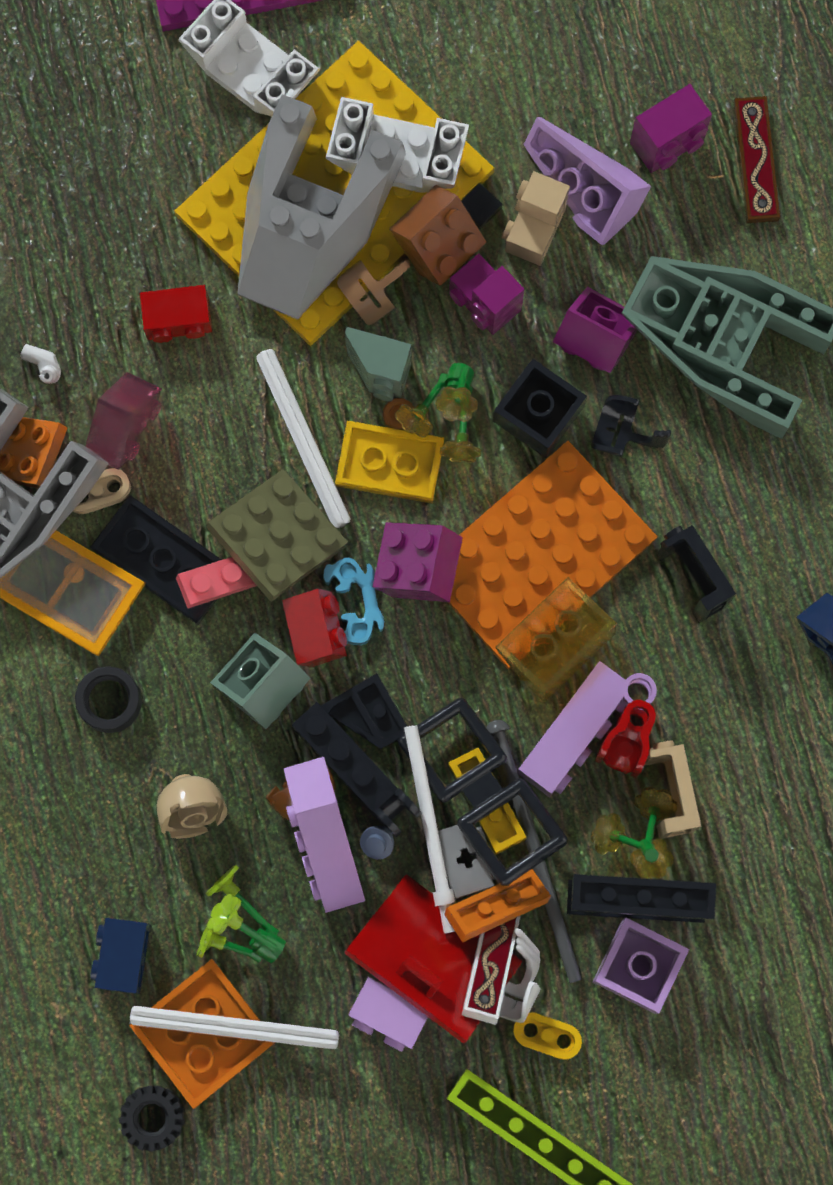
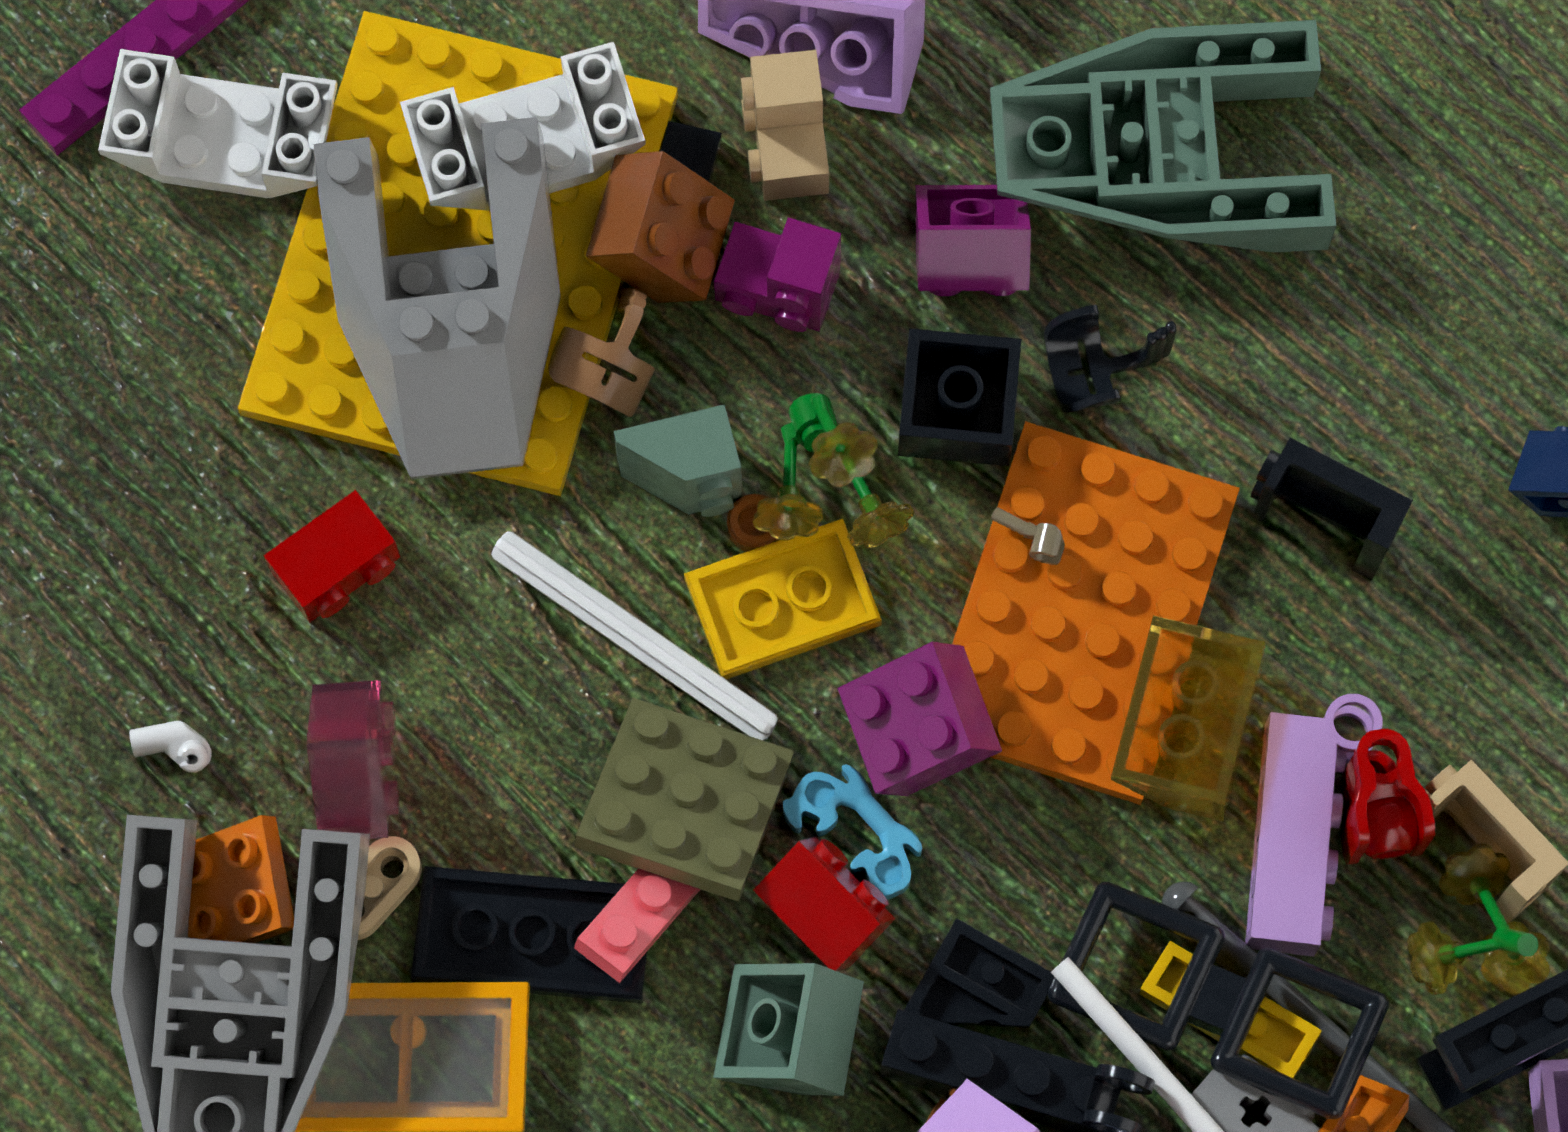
camera: 30 degrees left, 5 degrees down
(538, 509) = (1046, 537): none -> dark tan hand

